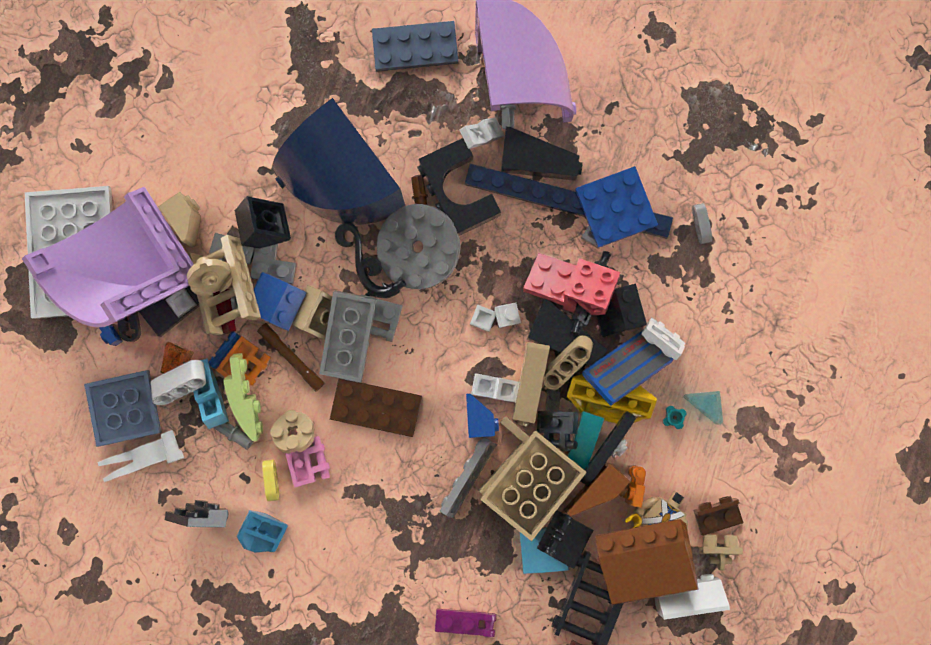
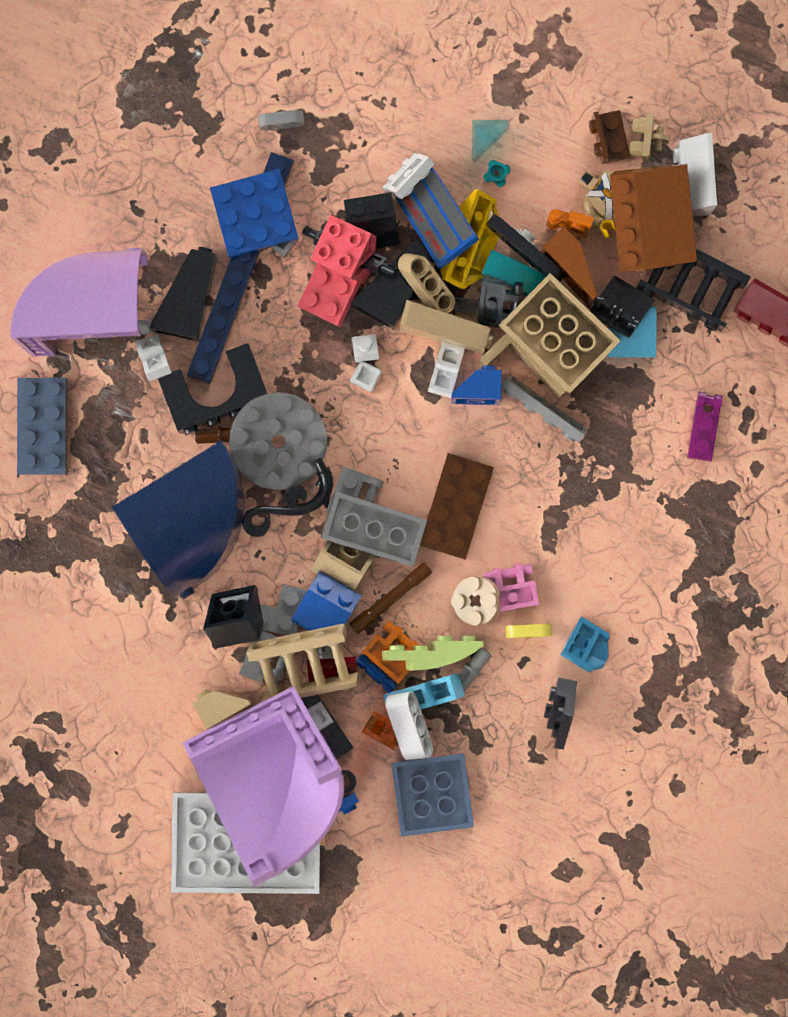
camera: 85 degrees left, 0 degrees up
(145, 455) = (489, 772): white flag -> none
(209, 267) = (293, 674): tan plate -> none

